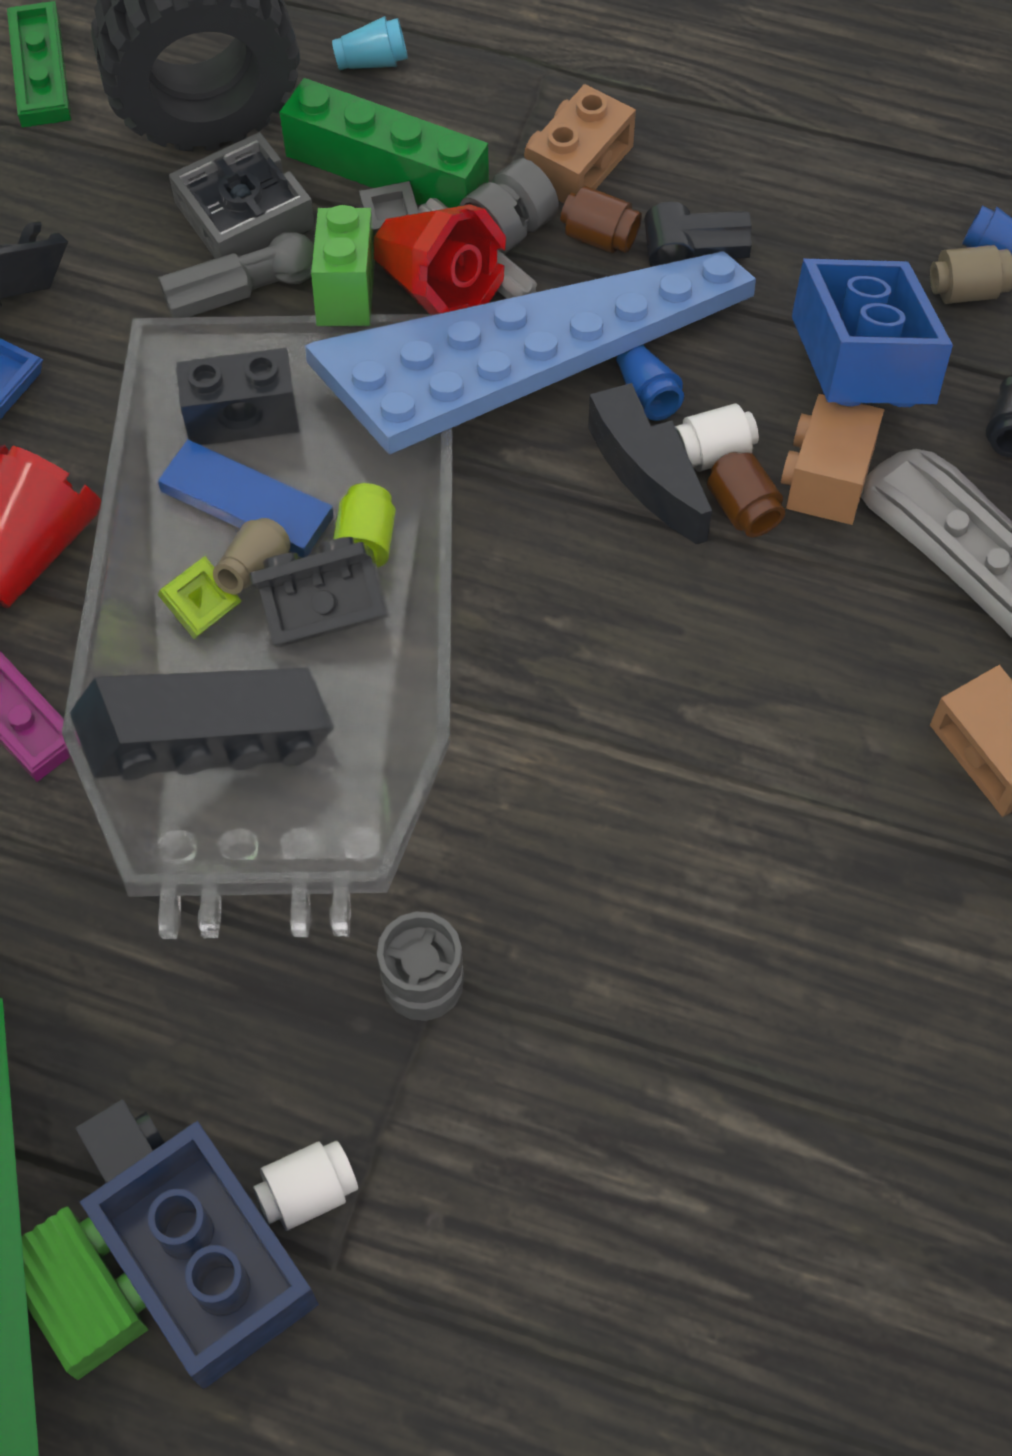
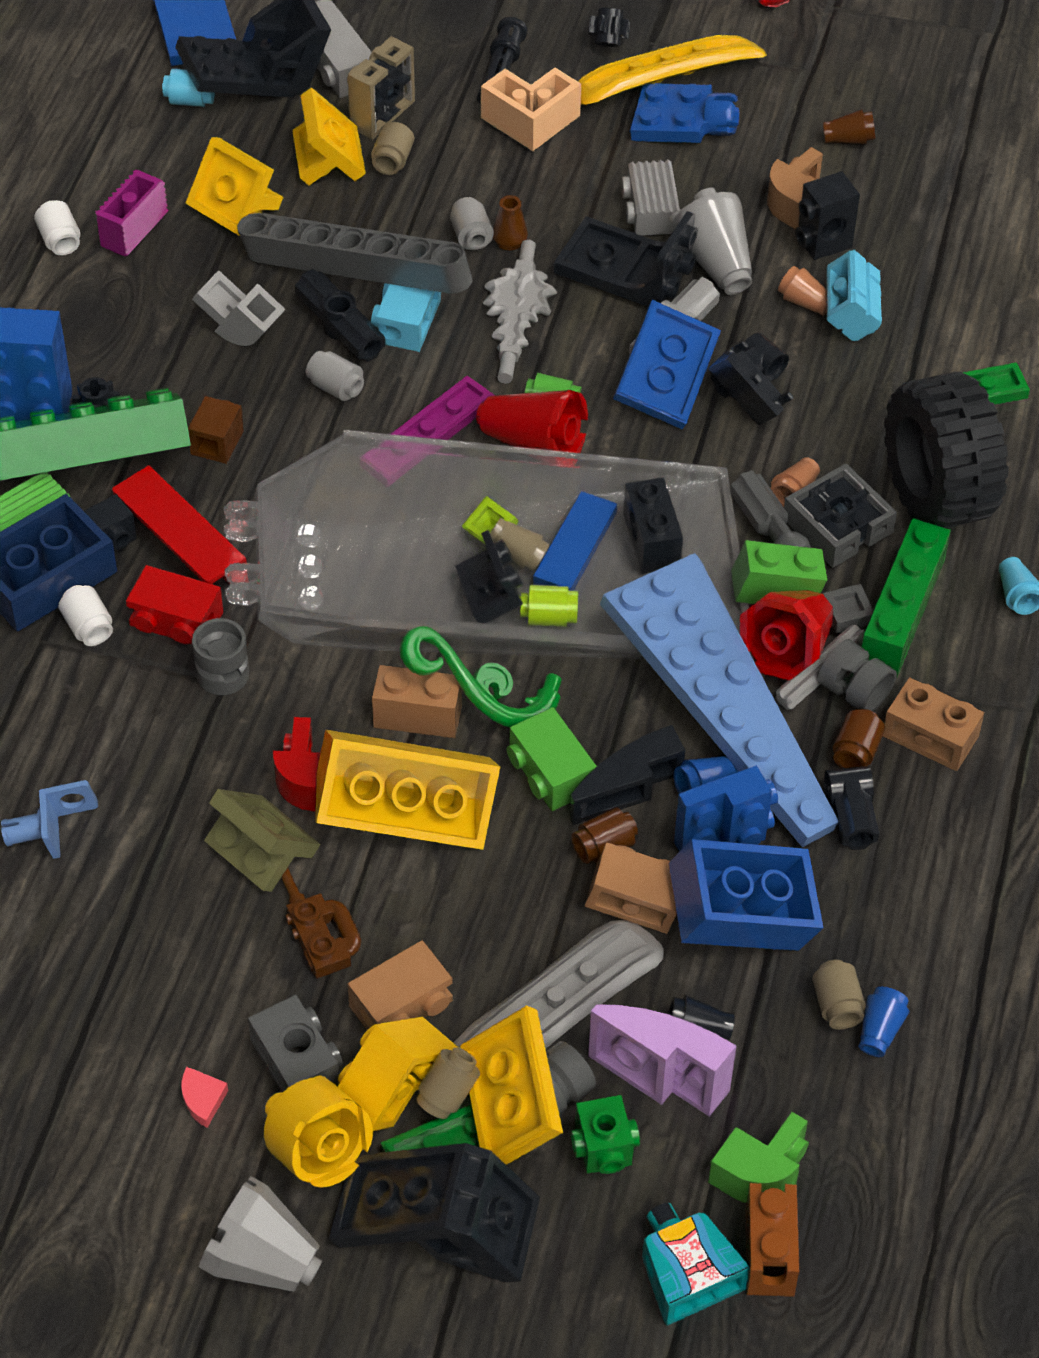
camera: 85 degrees right, 10 degrees down
(151, 1029) = (178, 525): none -> red panel
(172, 244) = (794, 478): none -> nougat cone
(199, 721) = (369, 512): black brick -> none
(306, 1043) = (172, 604): none -> red brick
(512, 600) = (477, 686): none -> green plant
(518, 701) = (416, 702): none -> medium nougat brick
(621, 545) = (549, 757): none -> bright green brick
(638, 862) = (298, 766): none -> red brick
(688, 712) = (405, 789): none -> yellow slope
(717, 433) = (653, 815): white brick -> none
(723, 1241) = (45, 822): none -> medium blue bracket
(729, 339) = (727, 810): none -> blue plate
(754, 914) = (257, 837): none -> olive bracket
(879, 860) = (309, 925): none -> reddish brown piece

